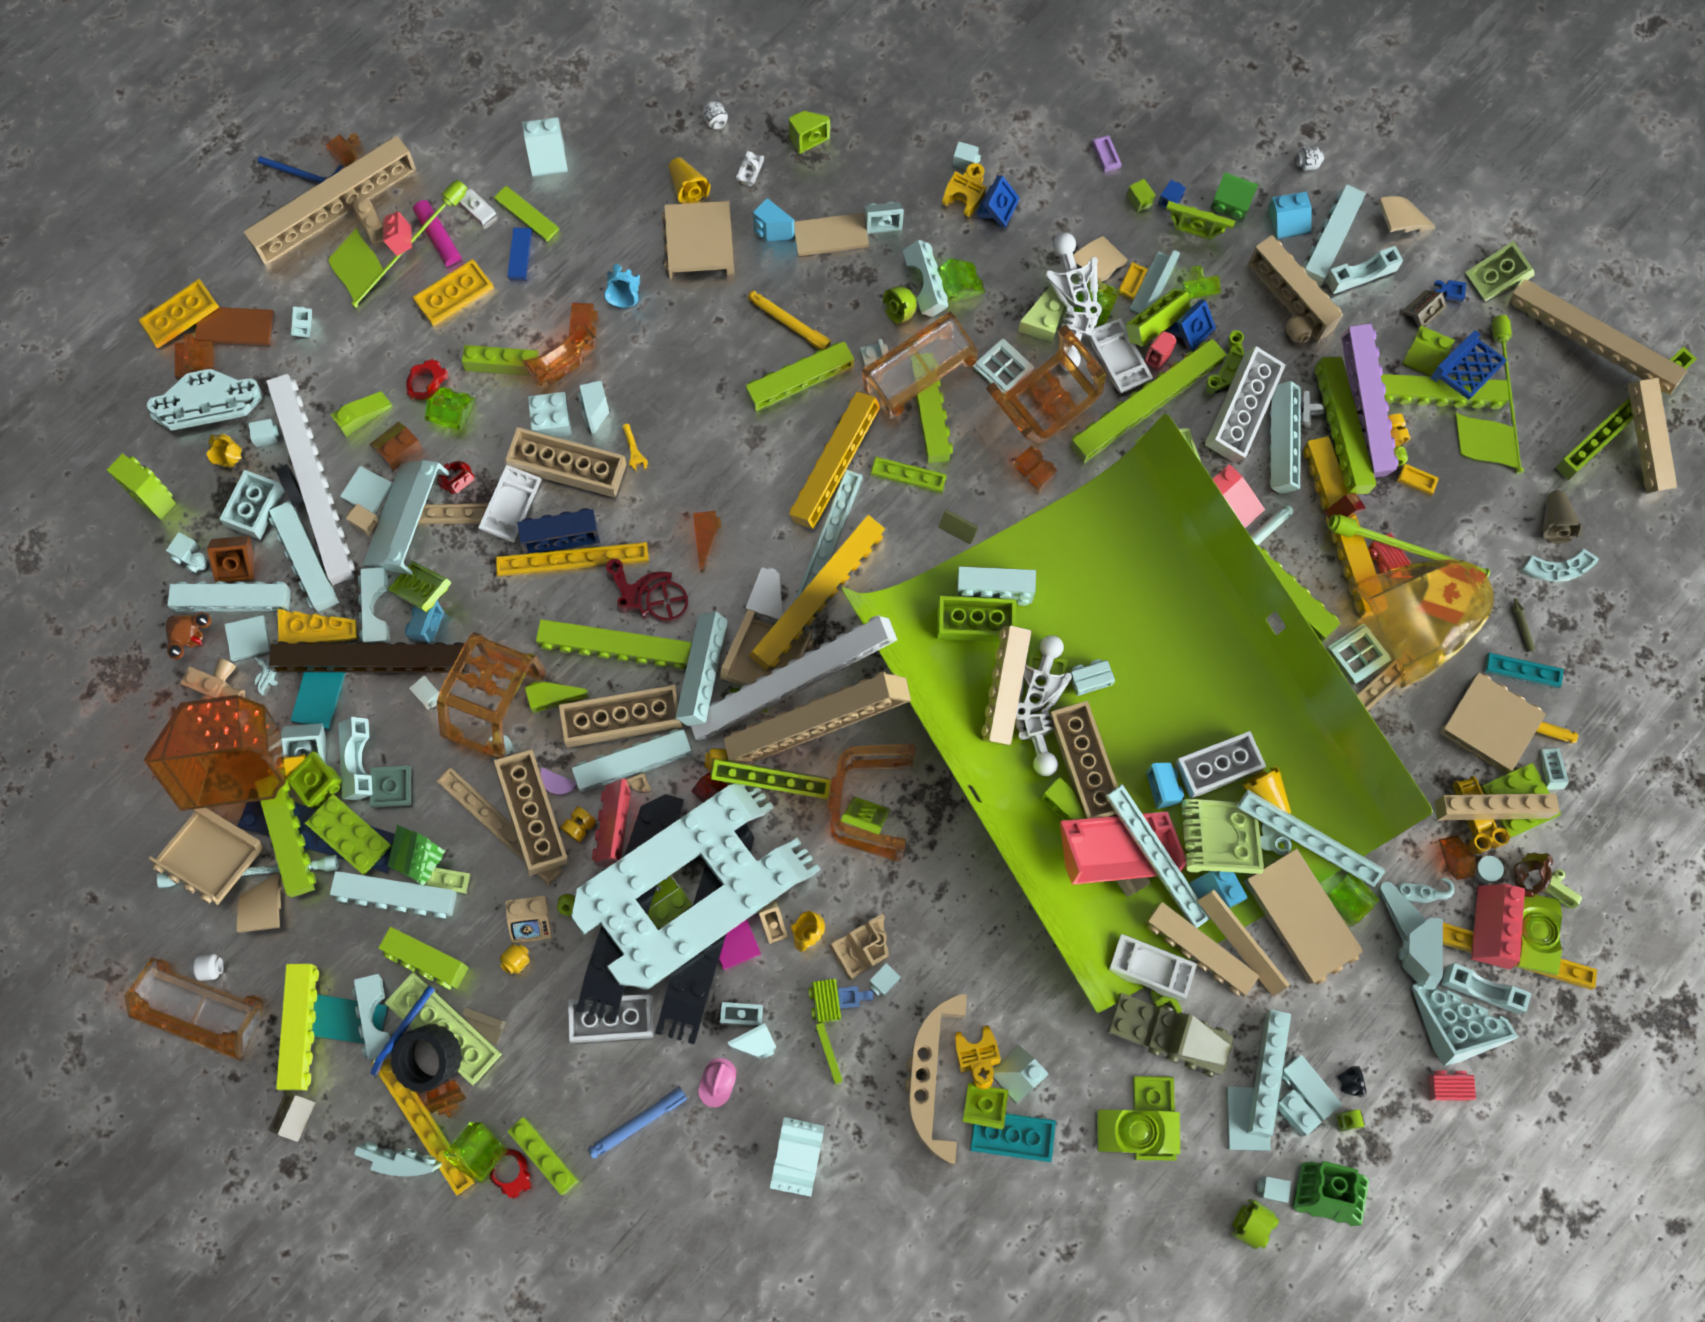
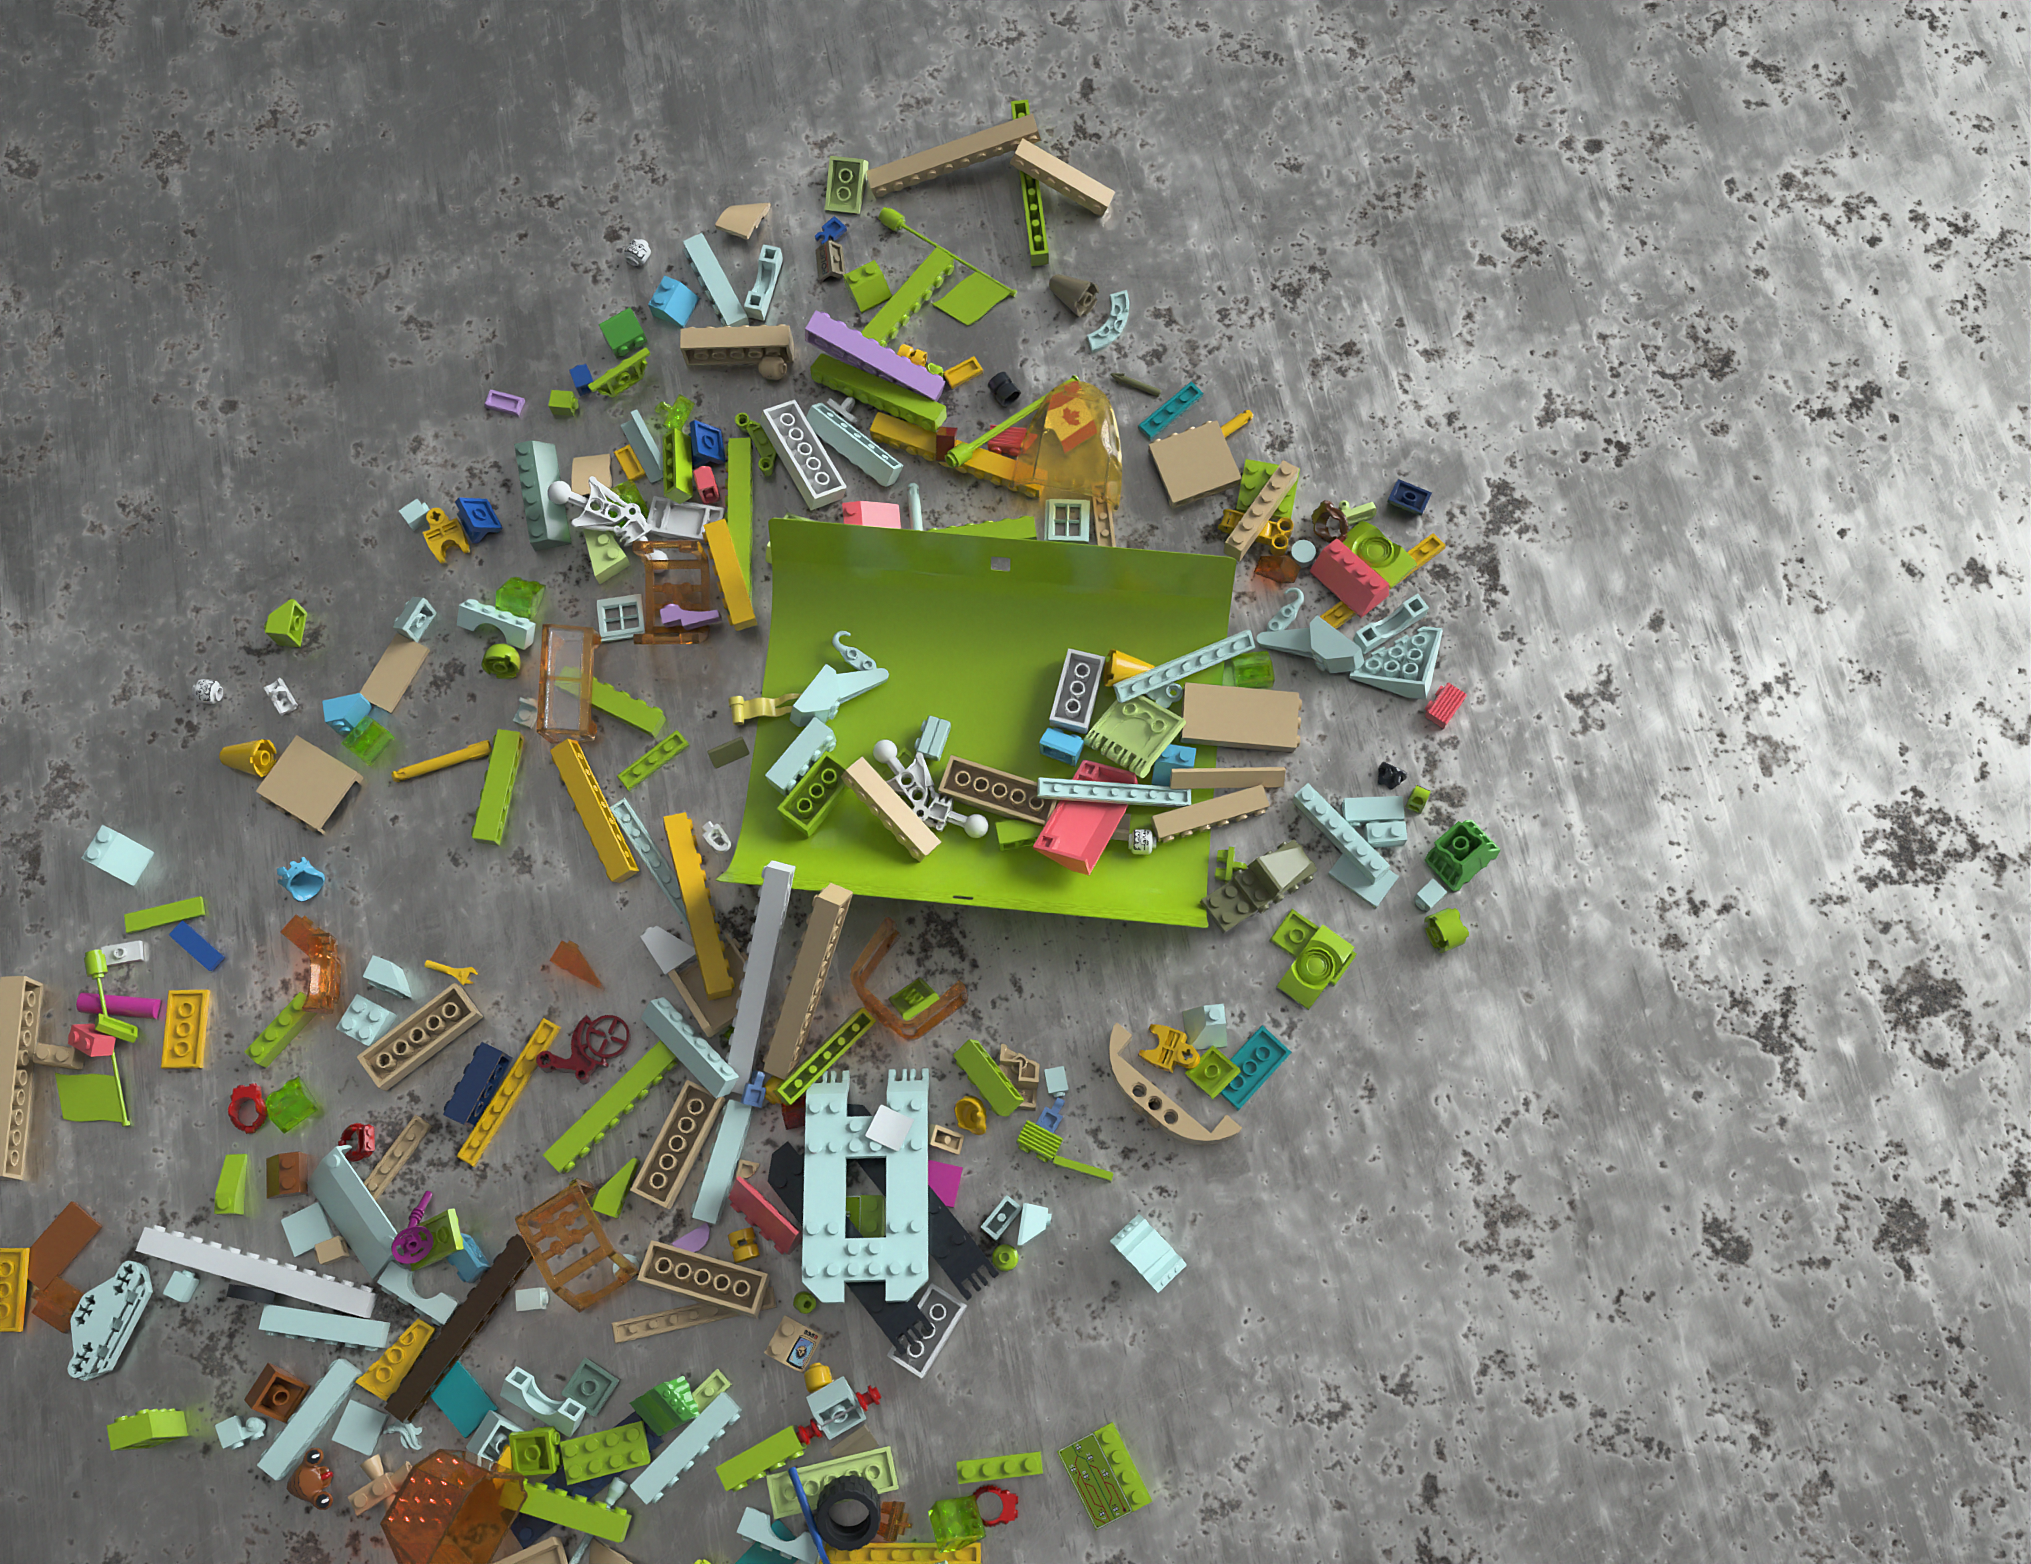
camera: 45 degrees left, 0 degrees up
(223, 450) = (169, 1334): yellow hair -> none
(250, 504) = (240, 1341): light aqua brick -> none
(301, 322) = (104, 1182): light aqua brick -> none
(405, 570) = (411, 1240): none -> magenta dish
(417, 243) = (116, 1028): none -> lime tile
(499, 990) = (836, 1410): none -> light aqua brick
(510, 503) = (419, 1110): white slope -> none
(594, 1248) = (1104, 1476): none -> lime slope
(664, 1105) = (1029, 1334): medium blue piece -> none
(701, 744) = (754, 1093): none -> medium blue plate
(712, 1040) = (1005, 1257): none -> lime head
(717, 1082) = (1041, 1278): bright pink piece -> none
(748, 870) = (889, 1128): none -> white sticker
(764, 255) = (368, 740): none -> clear neon green slope
(846, 922) = (988, 1078): none -> lime brick
(882, 567) = (716, 837): none -> white hips
(1013, 524) = (758, 707): none -> light yellow flag
(1035, 404) = (673, 615): none -> lavender slope
(1036, 253) = (537, 470): none -> sand green slope
(1040, 470) = (718, 657): clear orange piece -> none
(1068, 567) = (832, 689): none -> light aqua slope
(1101, 421) = (730, 575): none -> yellow brick
(1134, 909) = (1142, 842): none -> white head
(1153, 968) = (1198, 861): white slope -> none
(1430, 521) = (1004, 389): none -> black wheel
(1451, 363) = (891, 267): blue fence -> none
(1553, 781) = (1269, 455): light aqua slope -> none
(1612, 926) = (1409, 497): none -> dark blue slope

